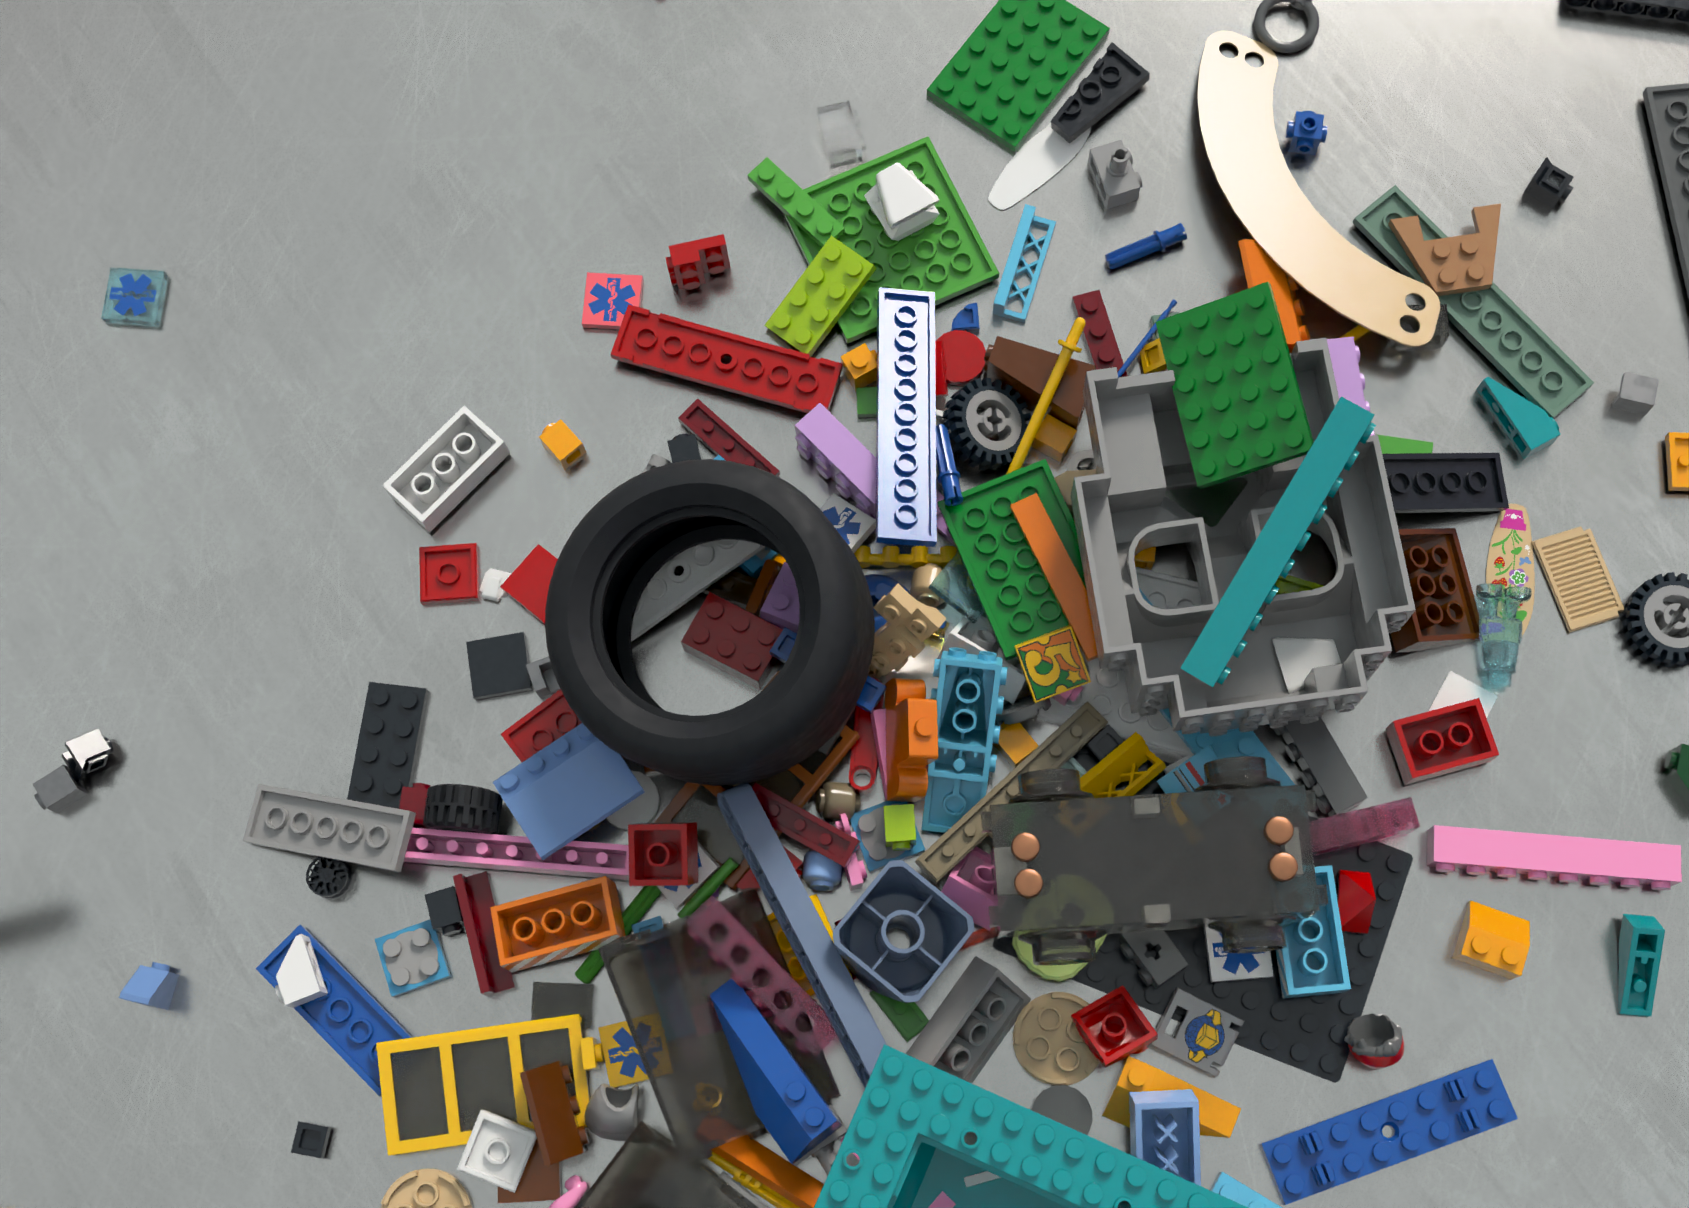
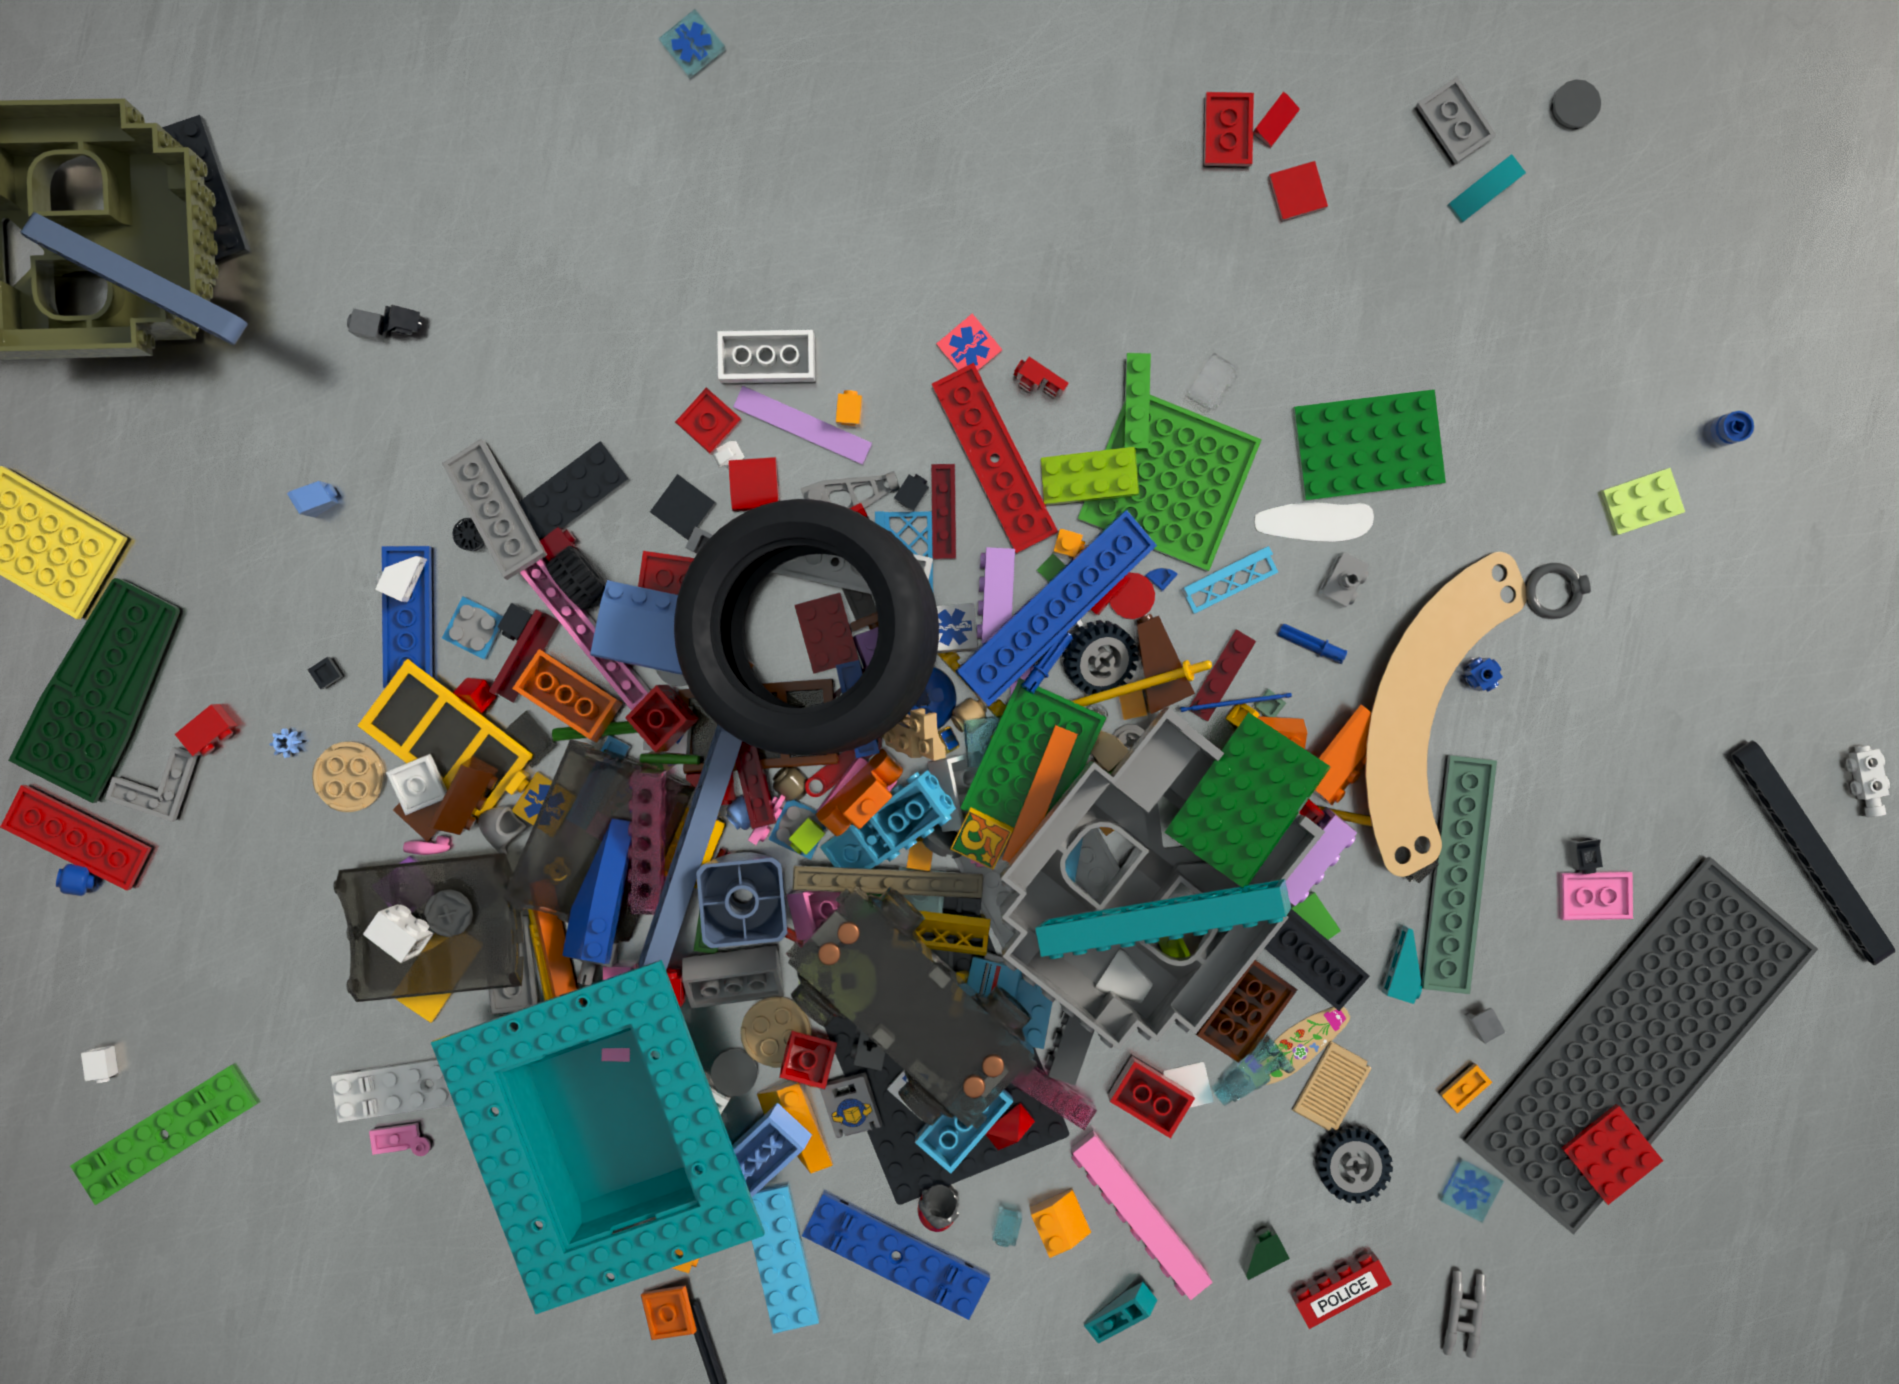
camera: 40 degrees right, 15 degrees up
(471, 1012) = (475, 693): none -> red panel
(535, 497) = (802, 425): none -> lavender tile
(901, 202) = (1197, 468): white piece -> none
(1107, 85) = (1393, 518): black wing -> none
(1453, 994) = (1006, 1227): none -> clear light blue brick
(1454, 262) = (1474, 843): medium nougat wing -> none
(1596, 209) = (1596, 895): none -> bright pink tile

